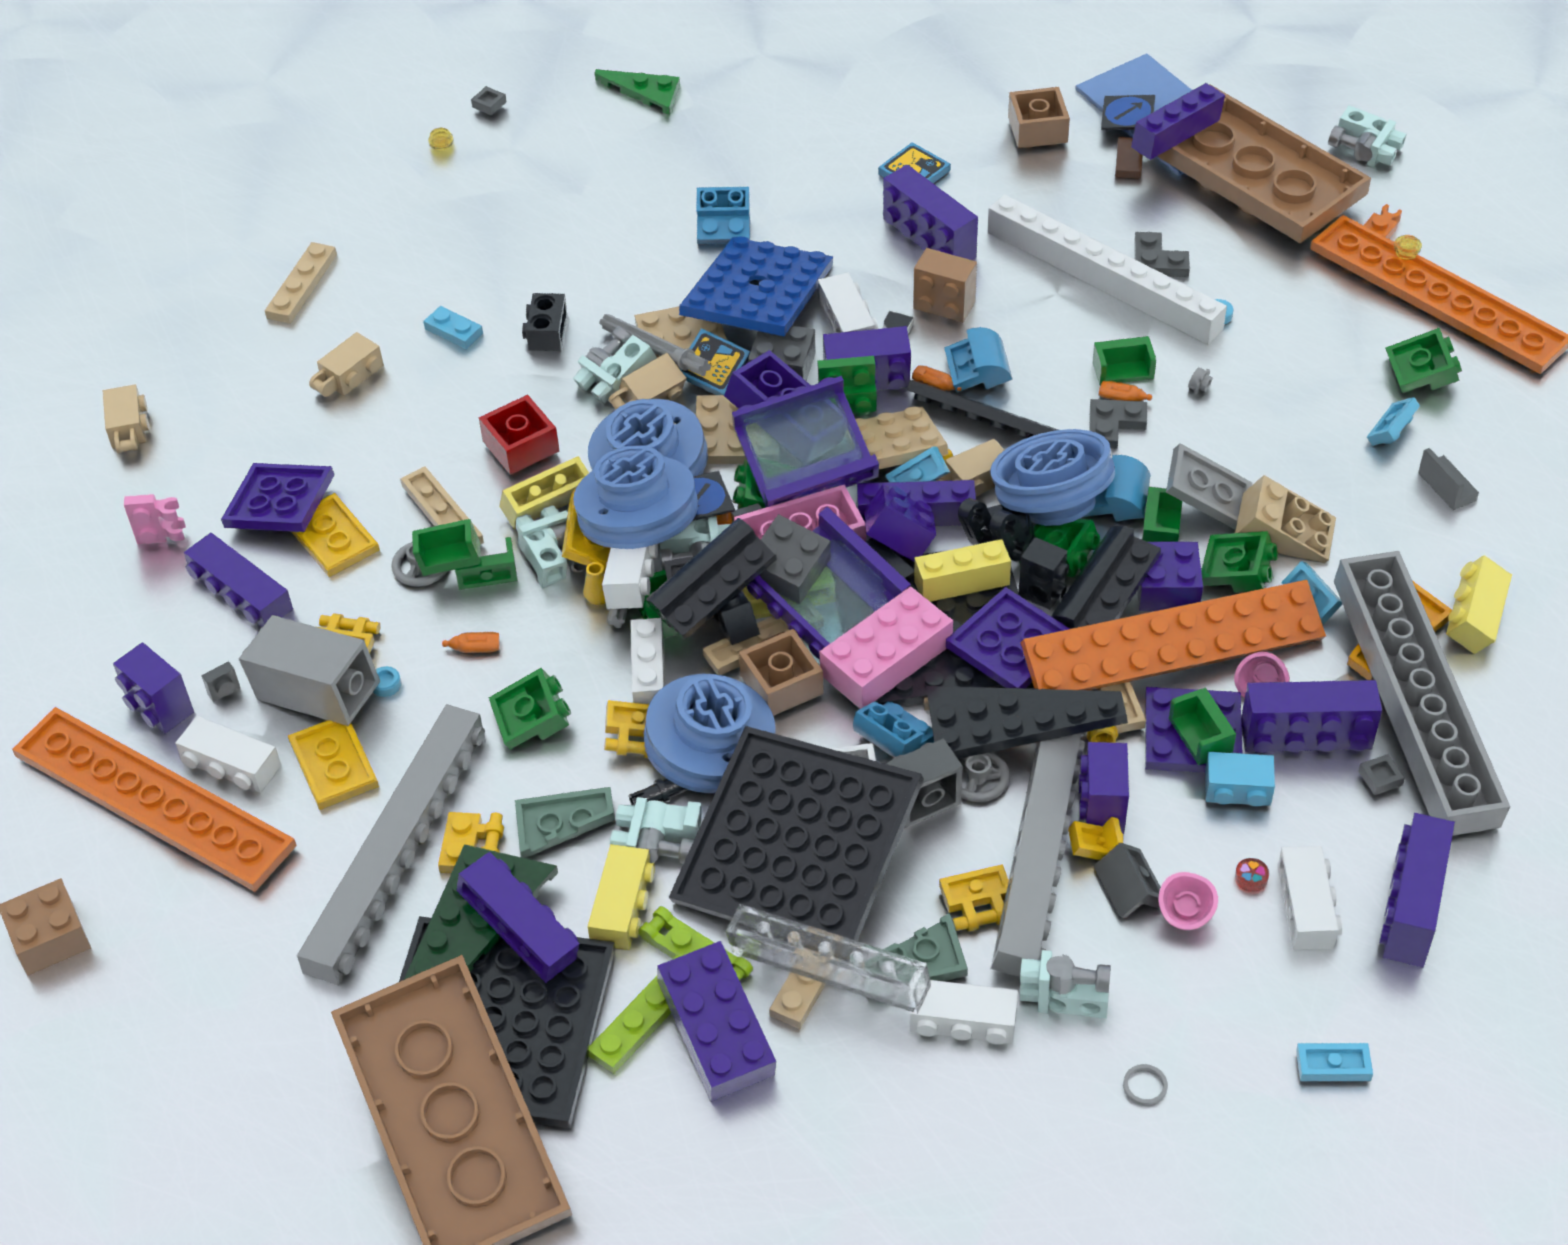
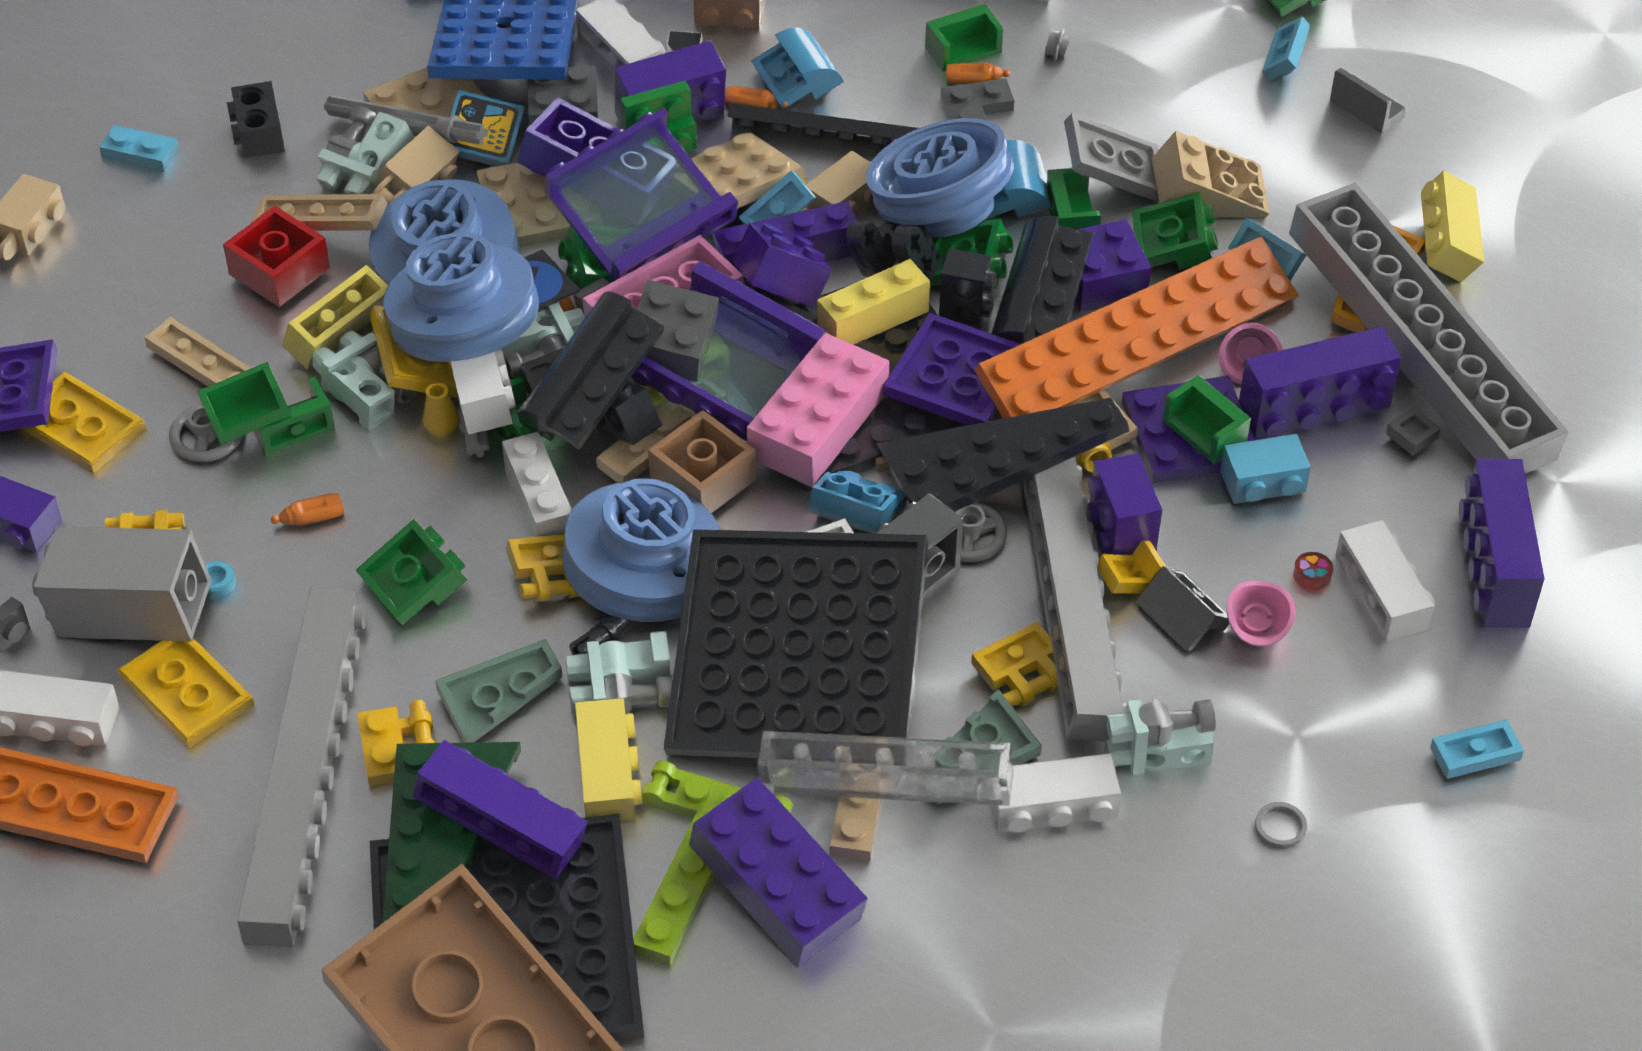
camera: 20 degrees left, 0 degrees up
(568, 406) = (329, 211): none -> tan plate

